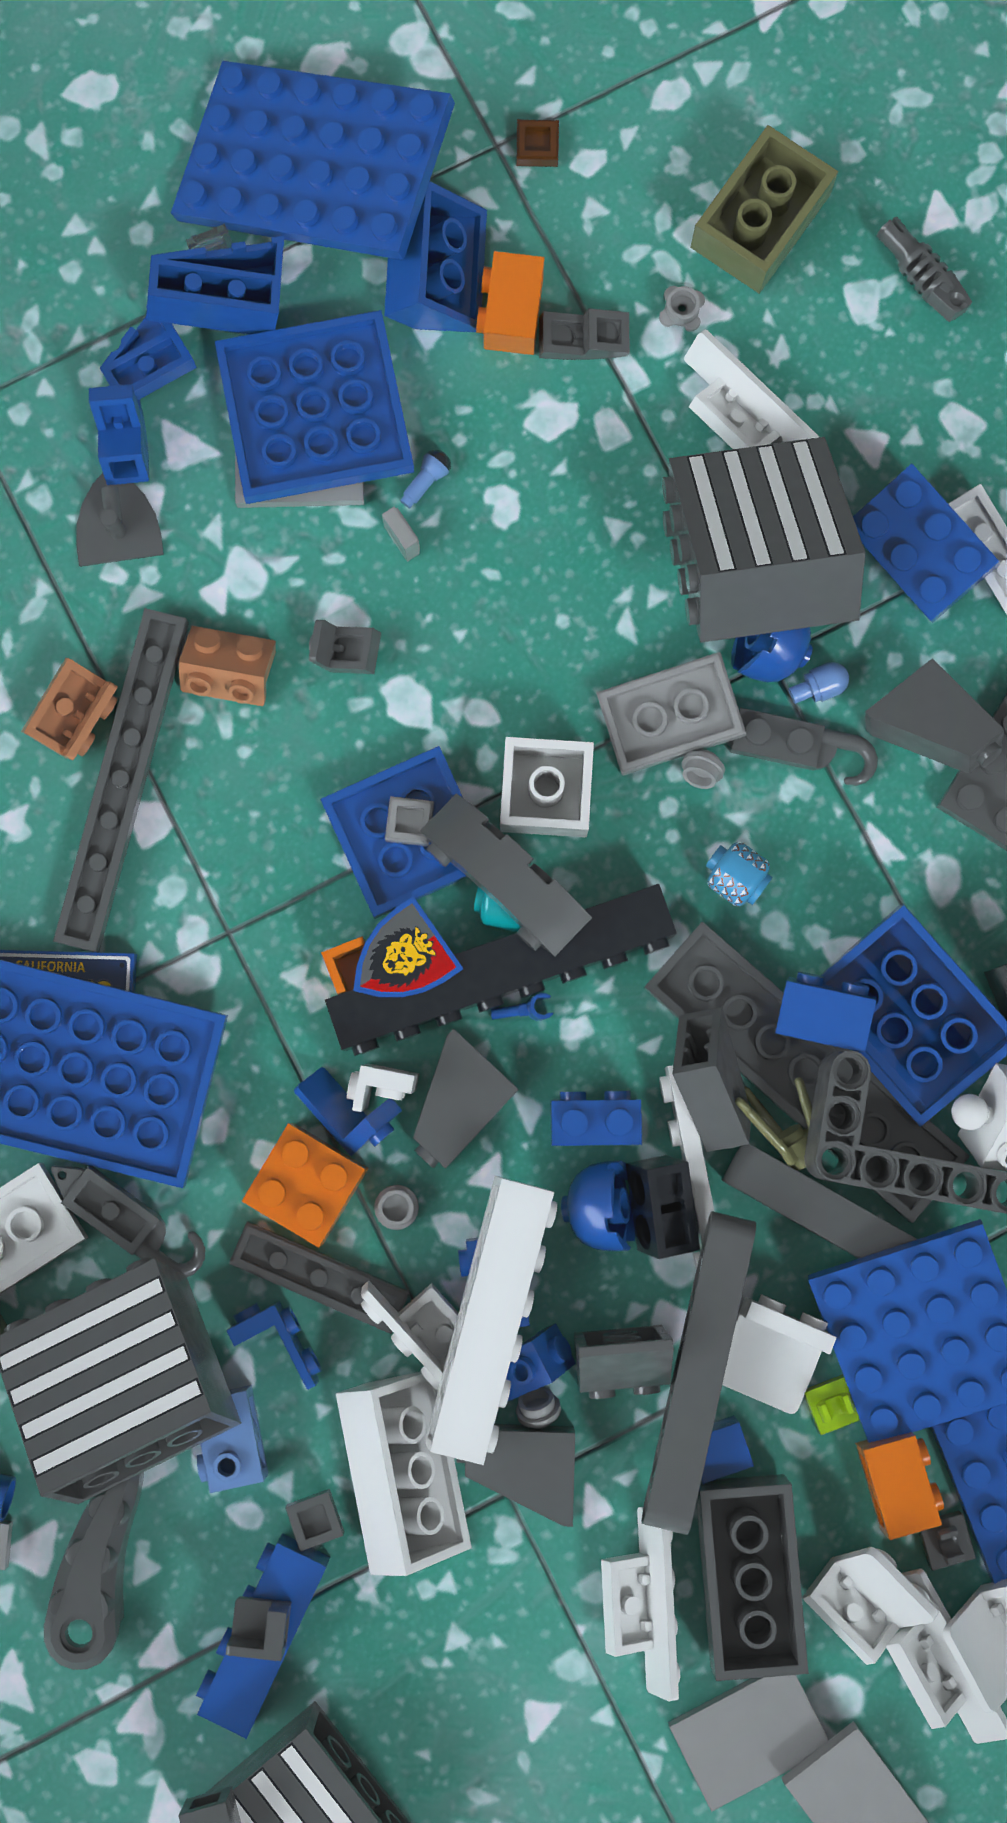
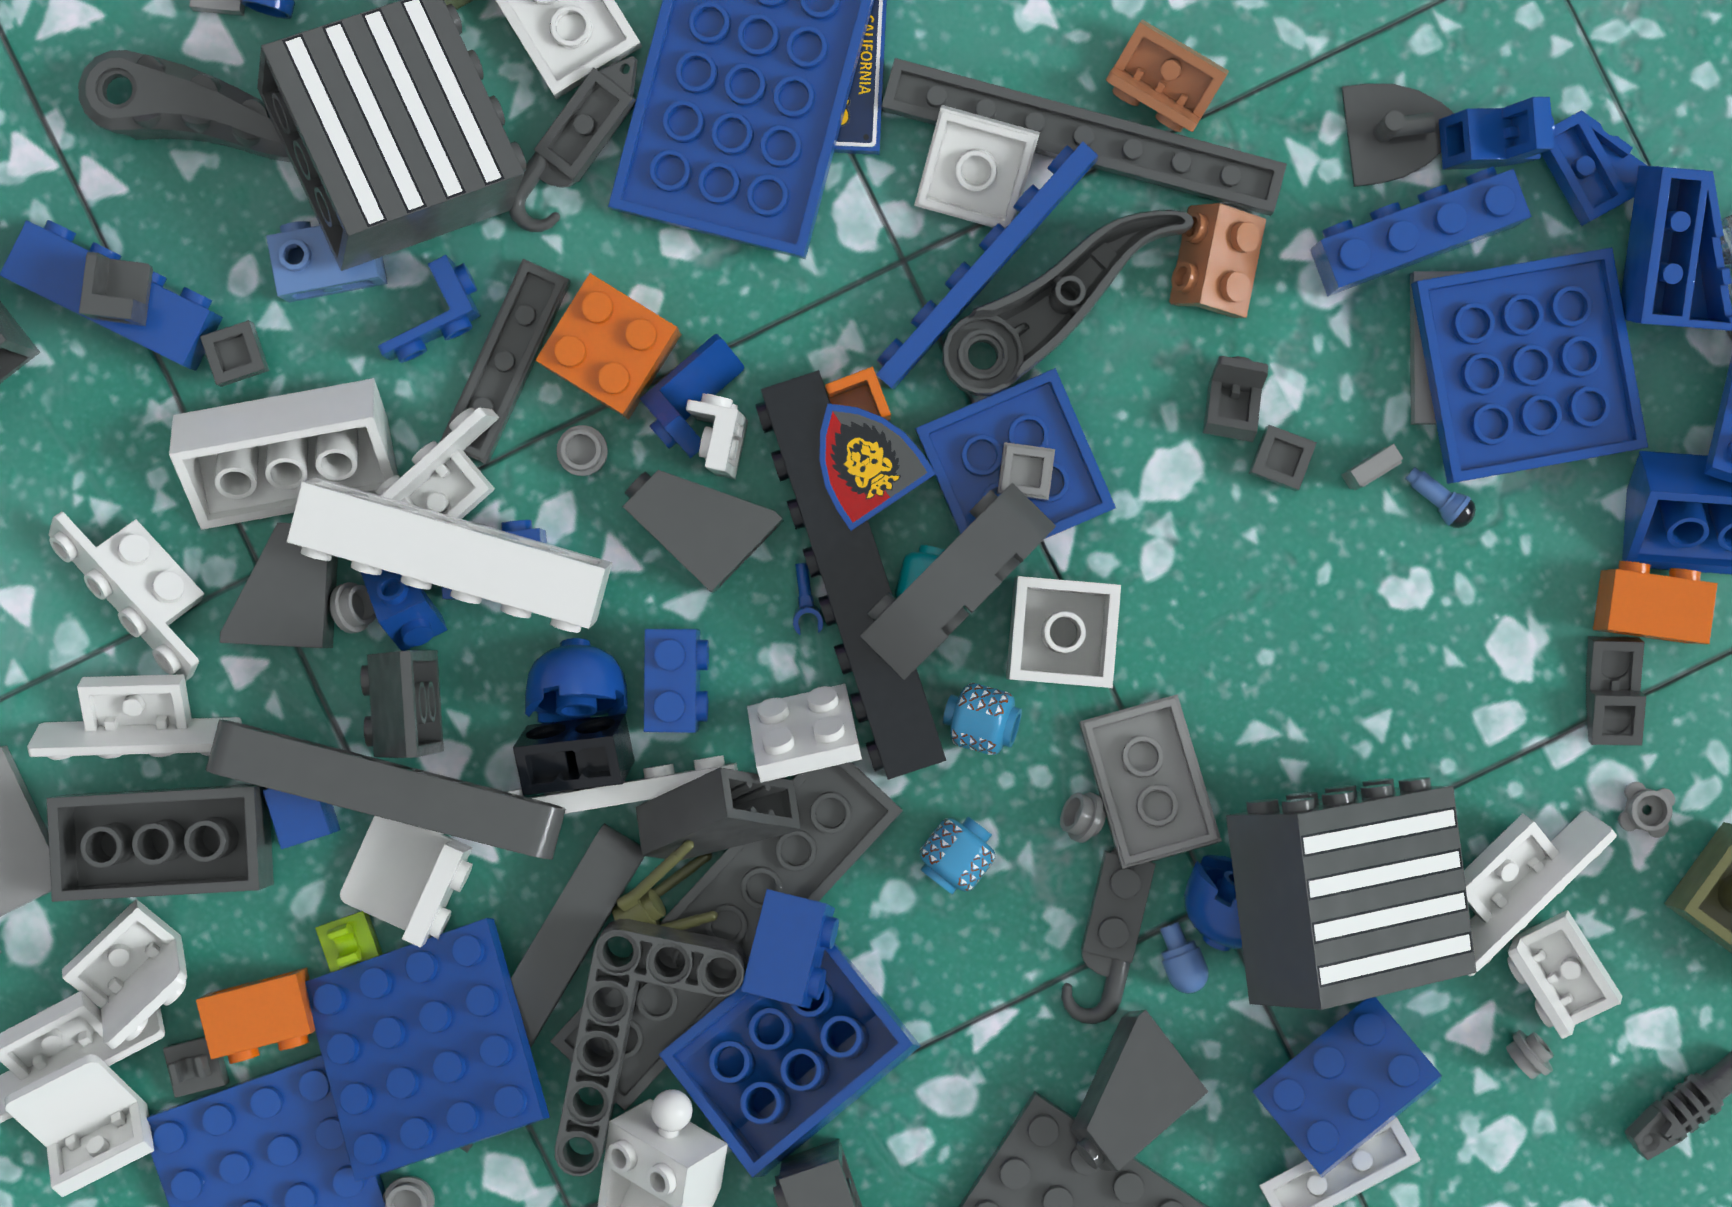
camera: 90 degrees right, 5 degrees up
(149, 869) = (976, 167): none -> white tile
(204, 502) = (1419, 232): none -> blue brick
(217, 847) = (999, 247): none -> blue plate
(273, 807) = (1048, 309): none -> dark grey animal
(394, 608) = (1282, 458): none -> dark grey plate
(520, 1603) = (138, 582): none -> white bracket
(621, 854) = (982, 718): none -> dark azure head
(638, 1006) = (803, 732): none -> white plate
(820, 372) = (1562, 973): none -> white bracket
(888, 397) = (1530, 1054): none -> light grey plate

